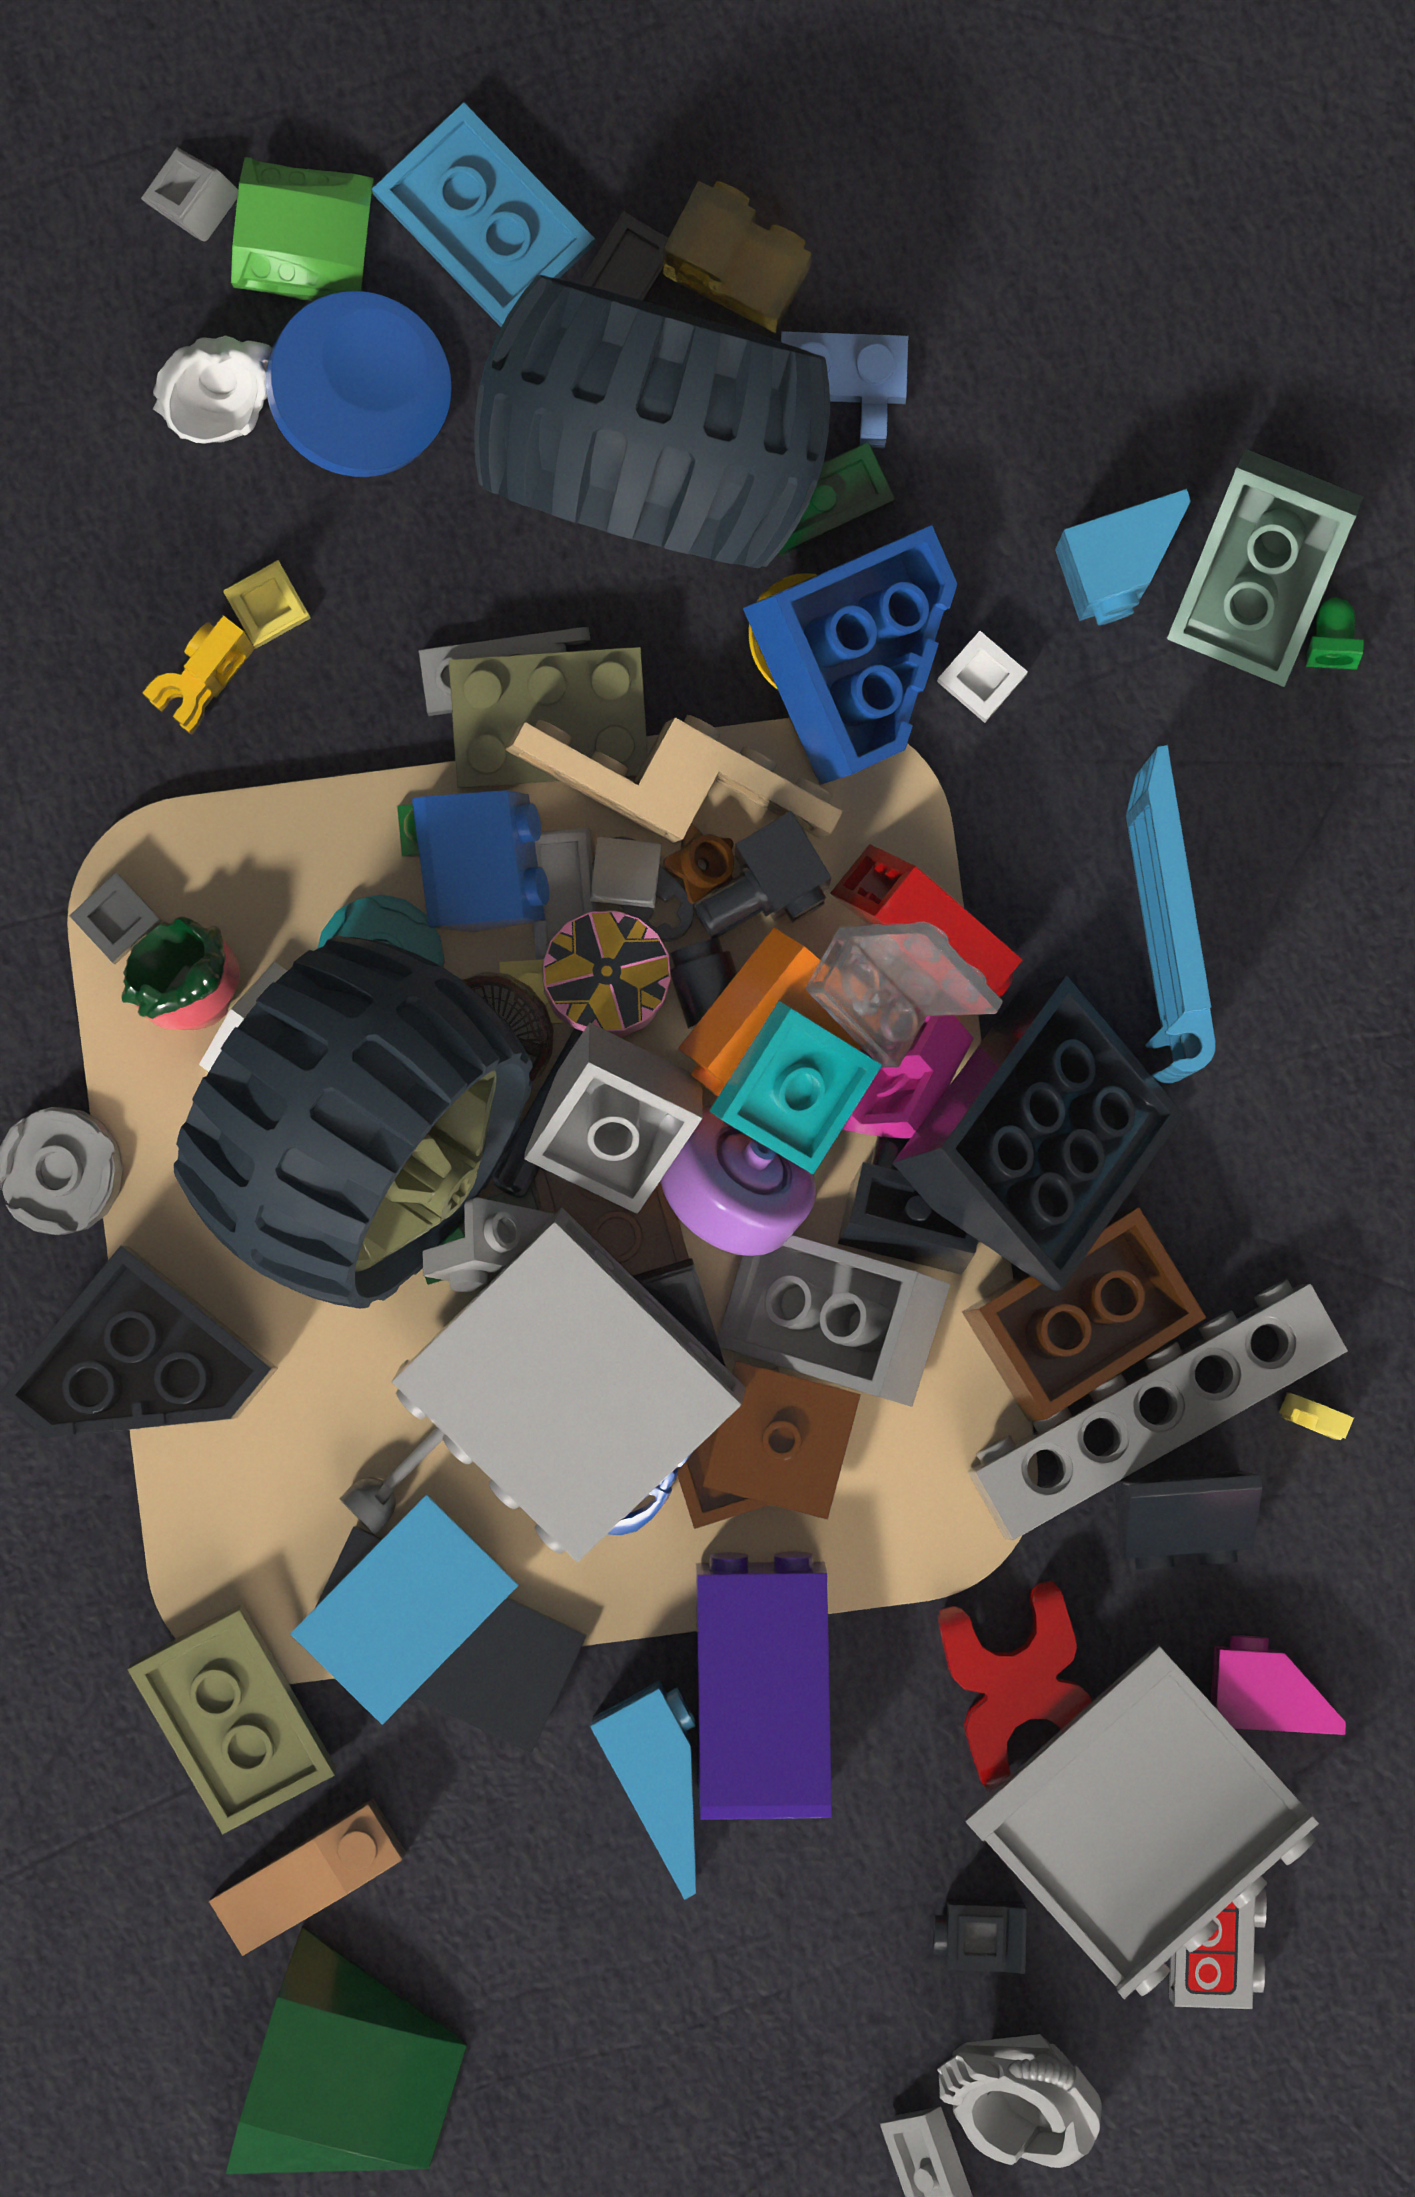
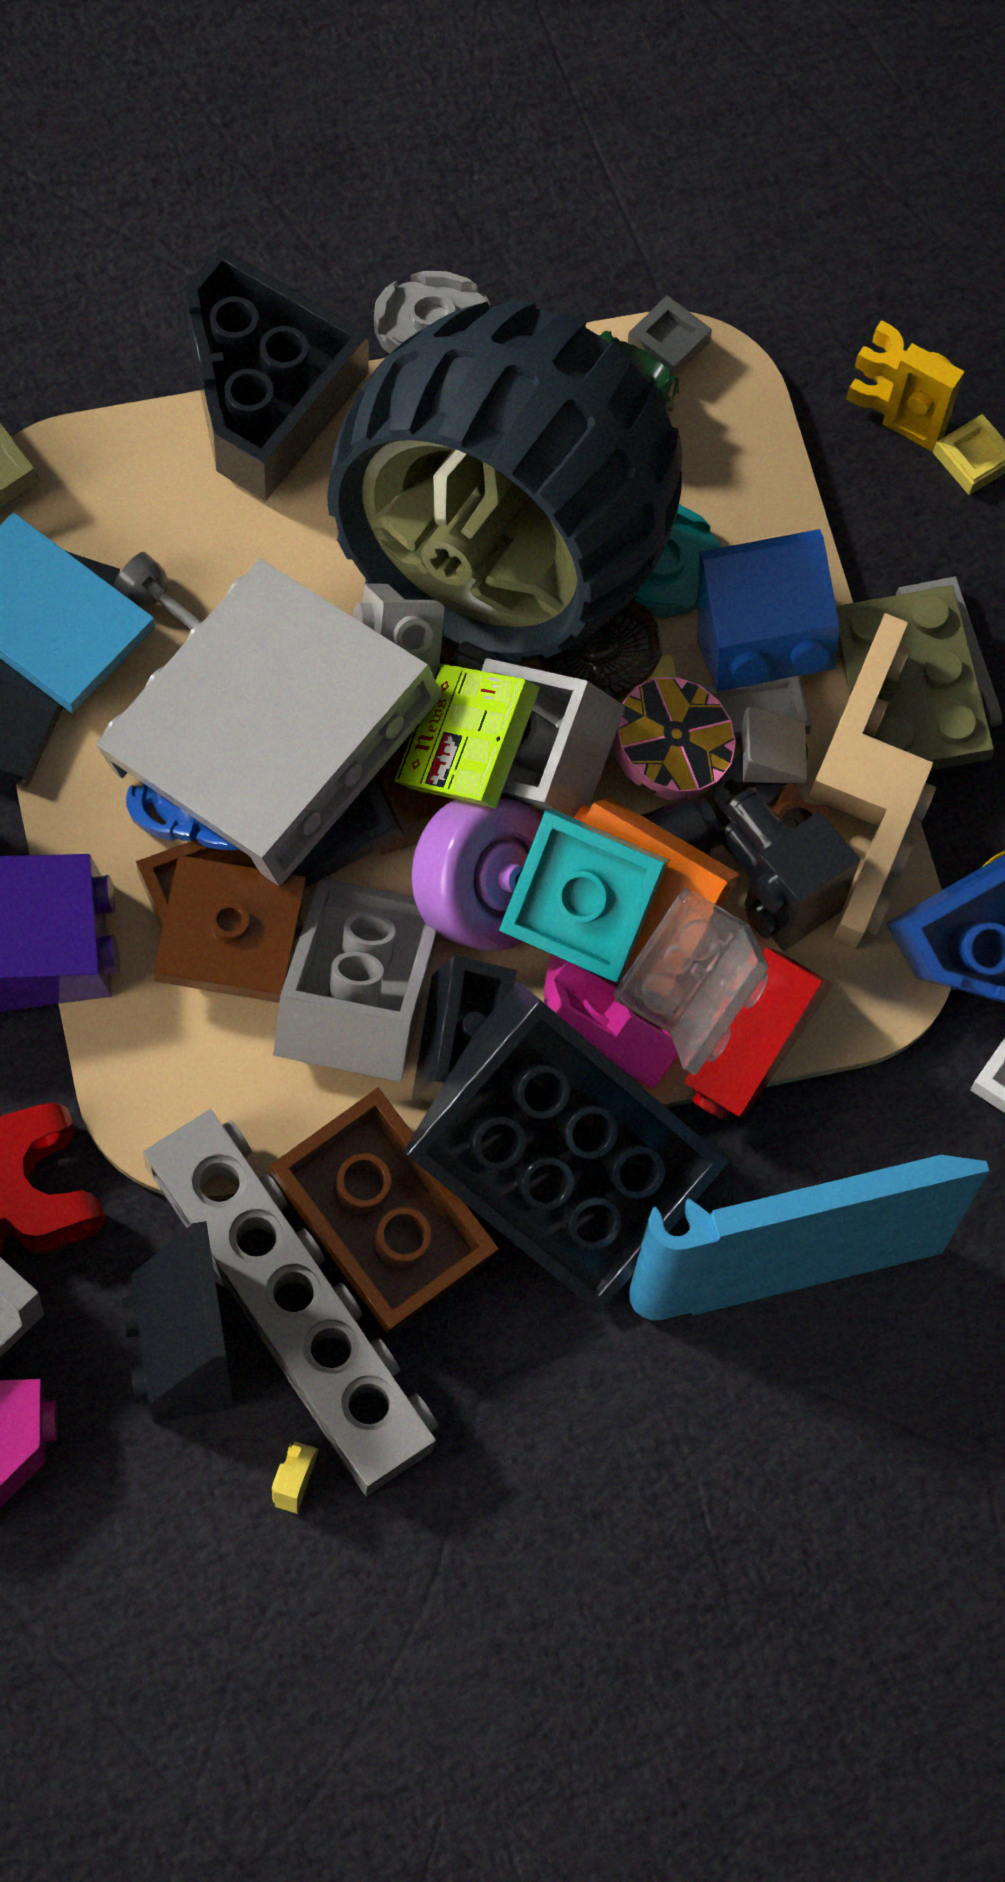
camera: 80 degrees right, 20 degrees down
(613, 1185) = (468, 736): none -> lime tile

